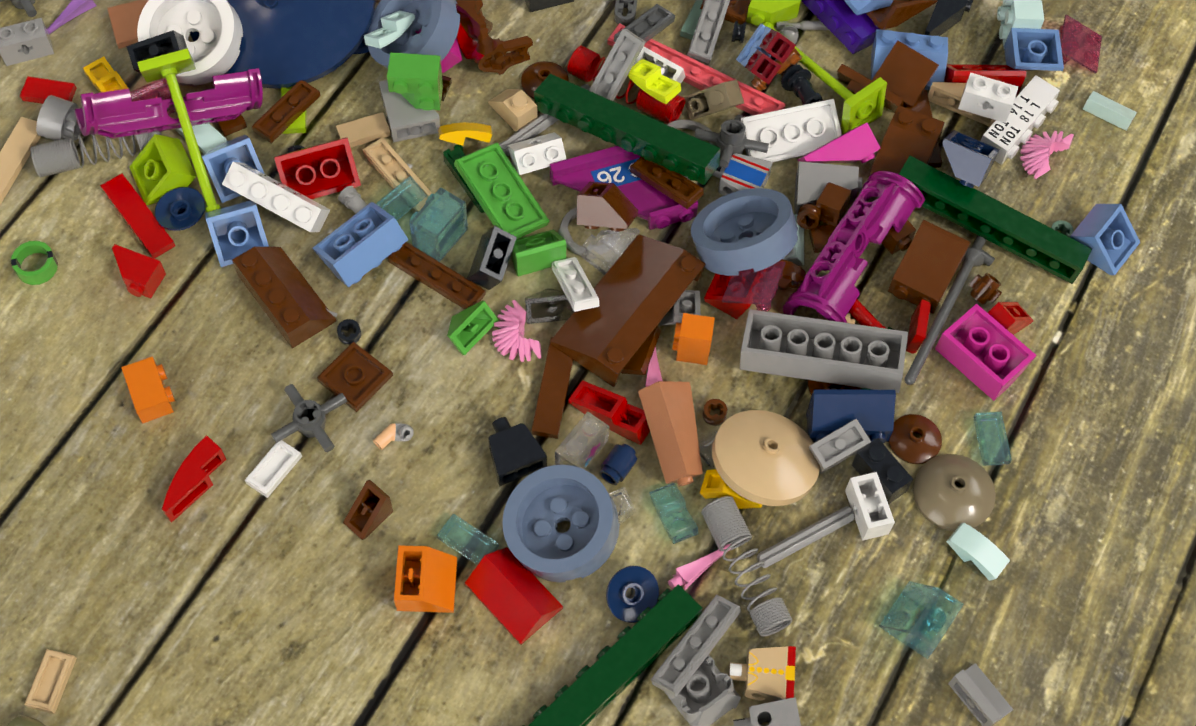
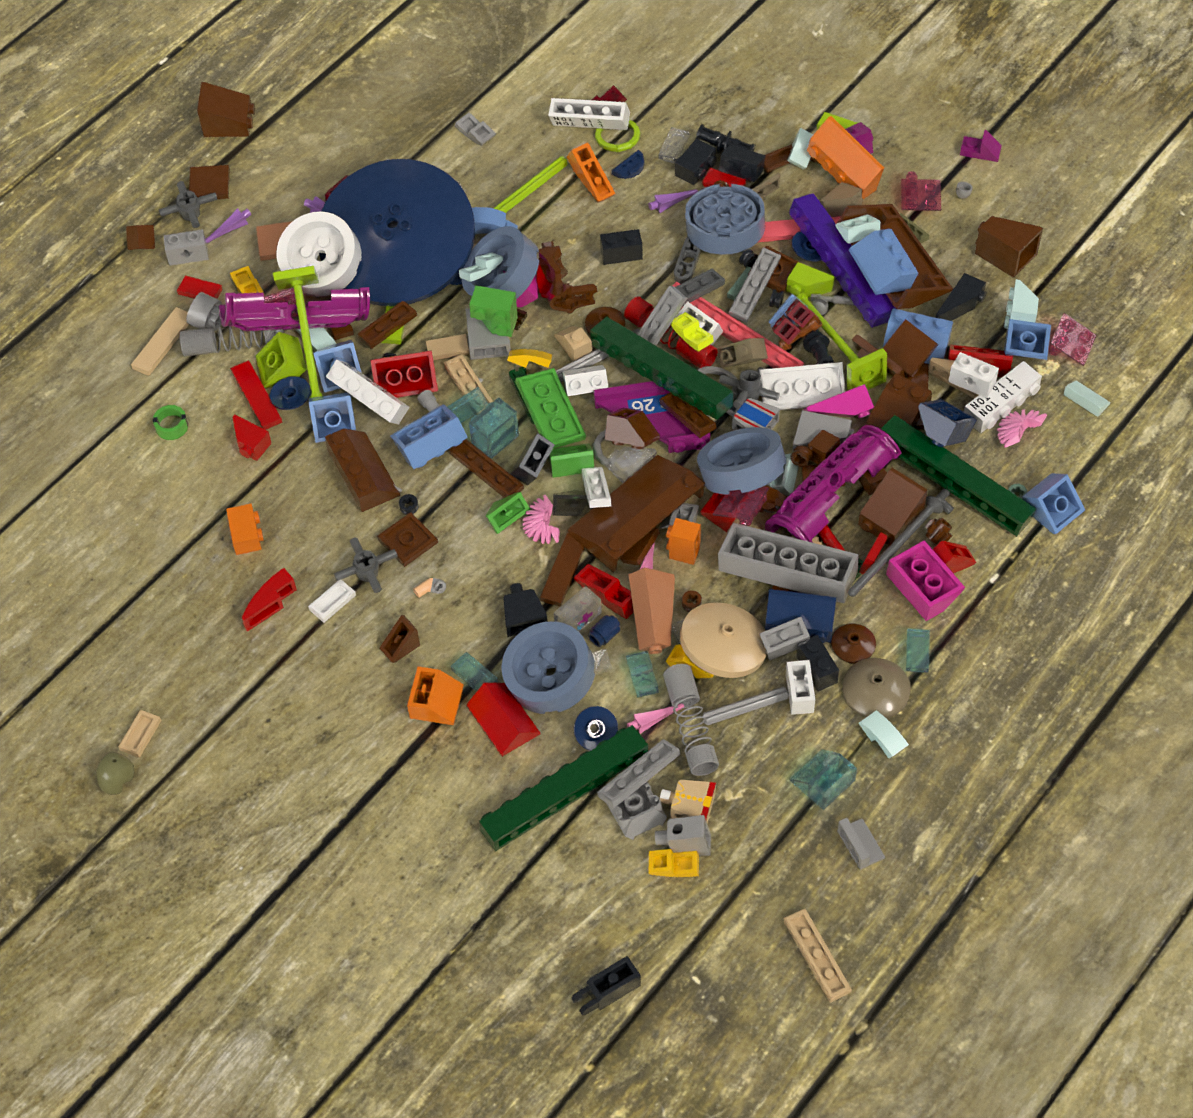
camera: 15 degrees right, 5 degrees down
(155, 46) = (289, 261): black brick -> none

